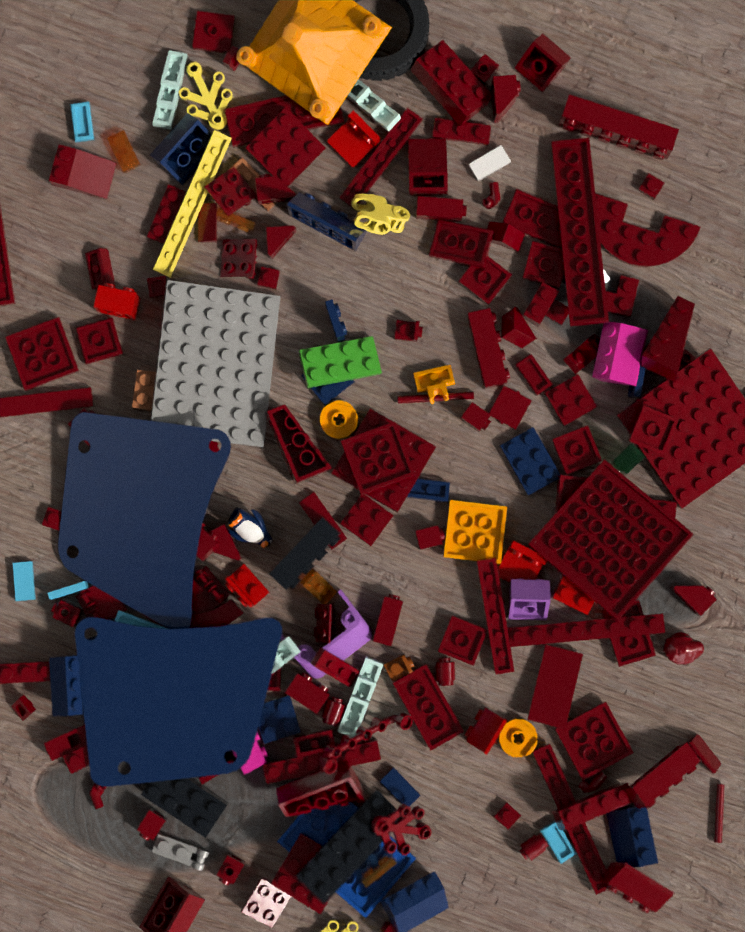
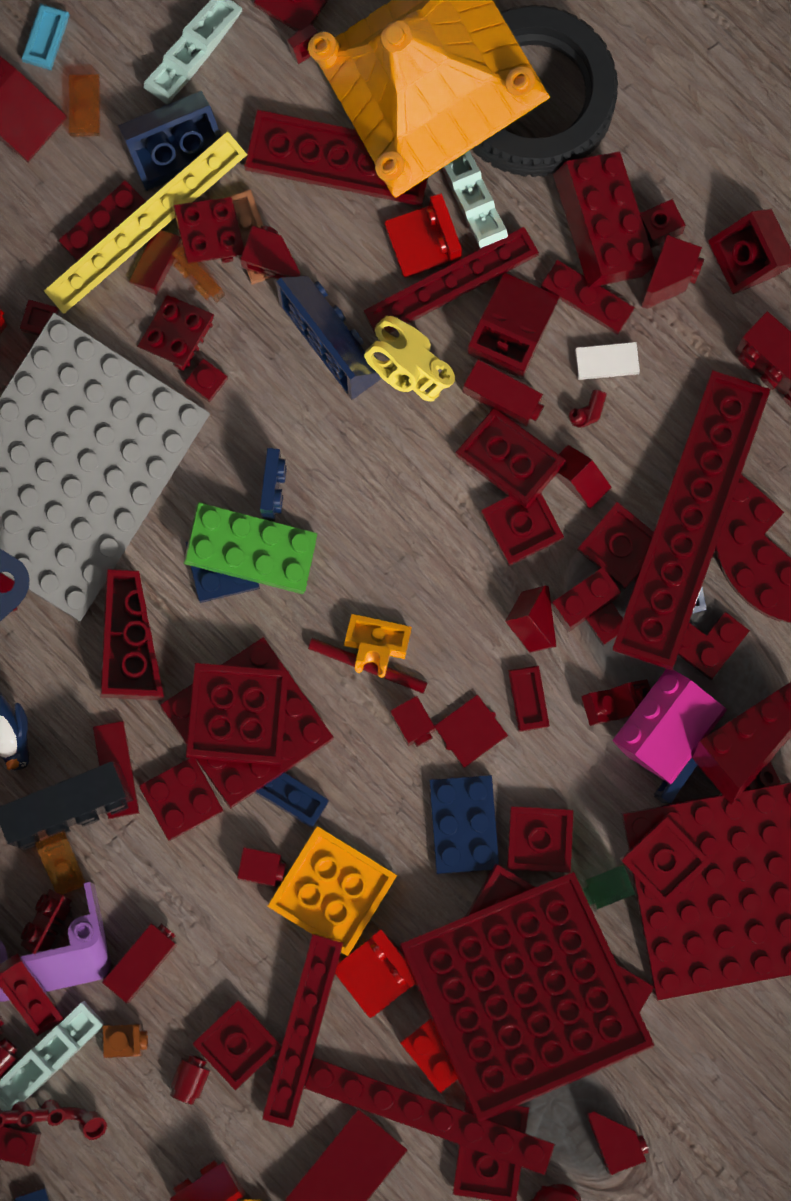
camera: 25 degrees right, 5 degrees down
(207, 99) = (240, 84): light yellow plant -> none
(277, 238) = (246, 328): dark red slope -> none
(285, 147) = (319, 203): dark red plate -> none
(333, 410) = (209, 614): light orange plate -> none
(408, 331) = (373, 549): dark red bracket -> none
(428, 707) = (139, 1121): dark red plate -> none
(487, 348) = (477, 628): dark red brick -> none
(529, 599) = (364, 1029): medium lavender slope -> none
(534, 218) = (635, 469): dark red tile -> none
(570, 400) = (566, 761): dark red plate -> none

